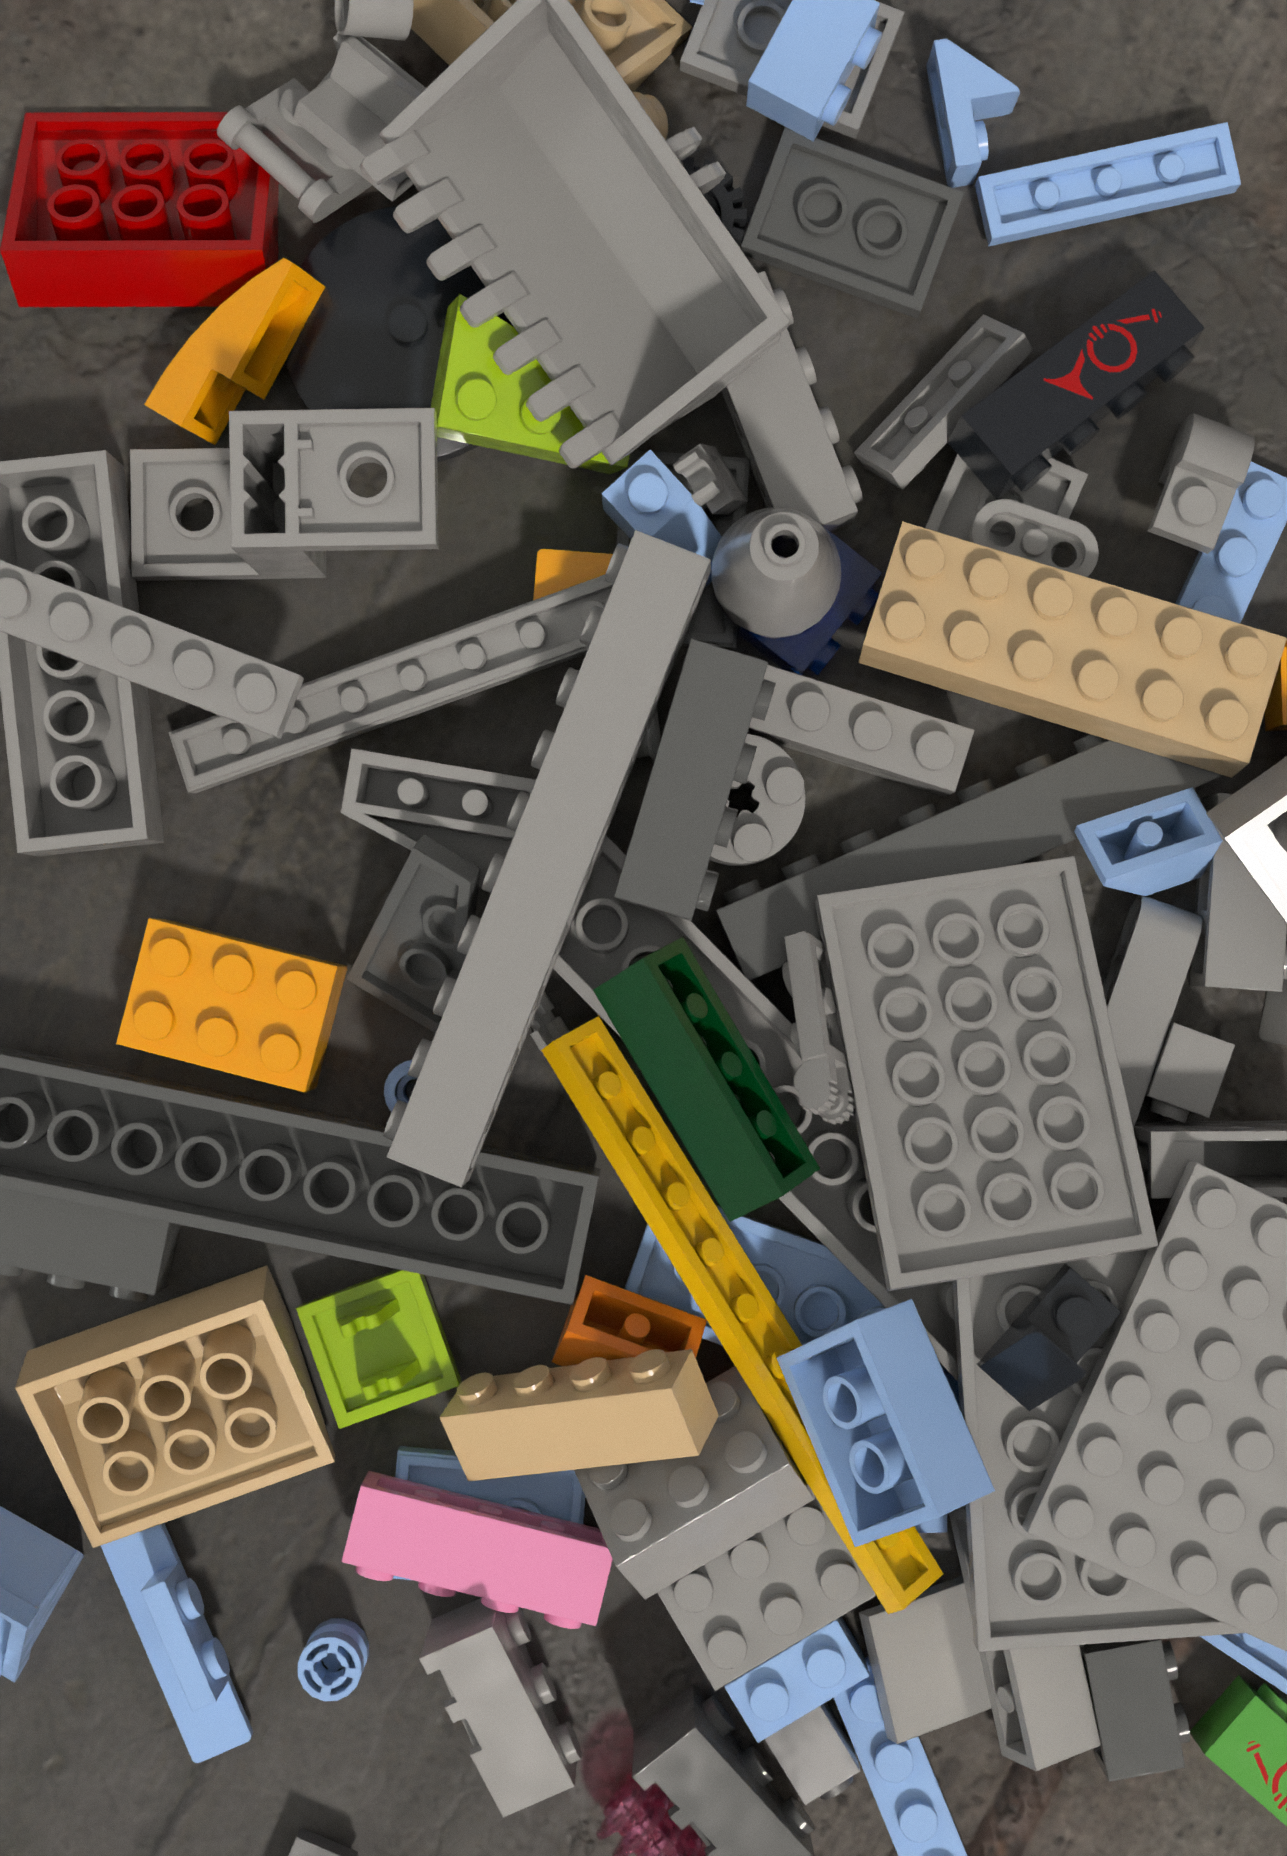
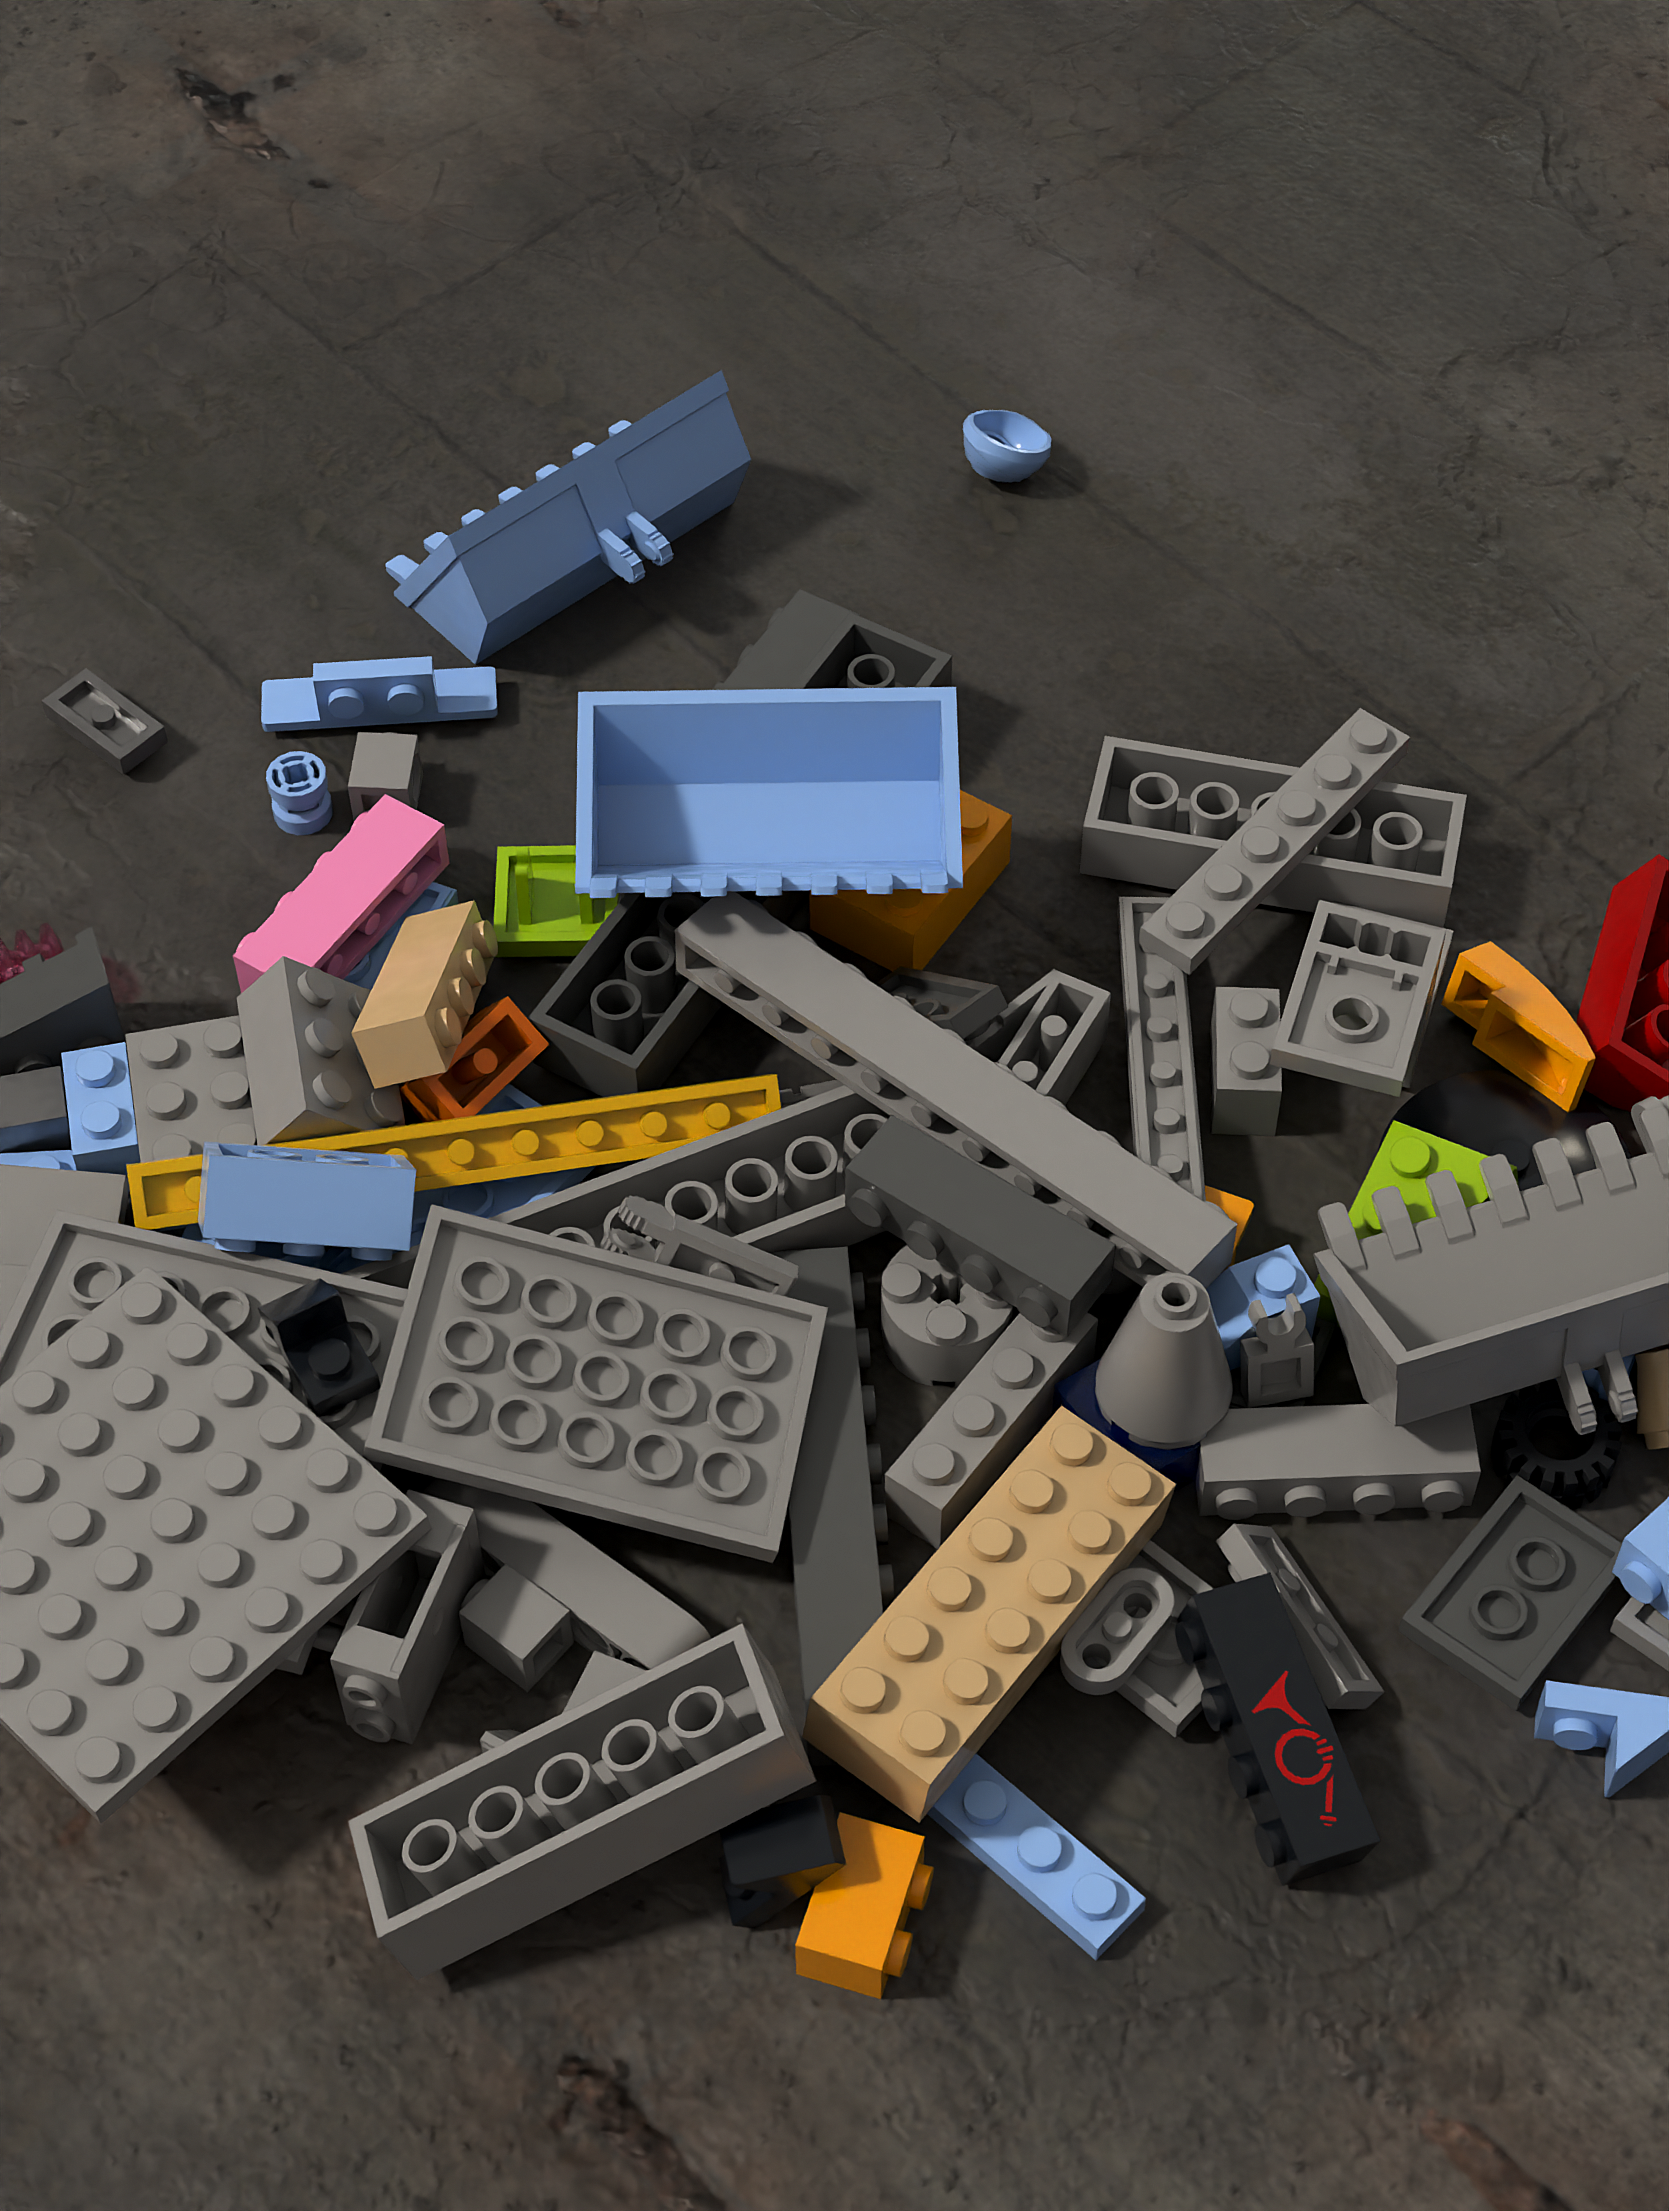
camera: 110 degrees right, 35 degrees down
(176, 1407) = (531, 726): tan slope -> none
(284, 1580) = (382, 766): none -> light grey brick
(291, 1144) = (768, 791): none -> light blue piece
(358, 608) = (1243, 1082): none -> light grey brick
(502, 1704) = (195, 891): light grey wedge -> none
(701, 1081) = (691, 1143): dark green brick -> none
(1107, 184) = (1495, 1856): light blue plate -> none
(1151, 844) = (772, 1604): light blue slope -> none
(1200, 481) = (1147, 1824): light grey brick -> none

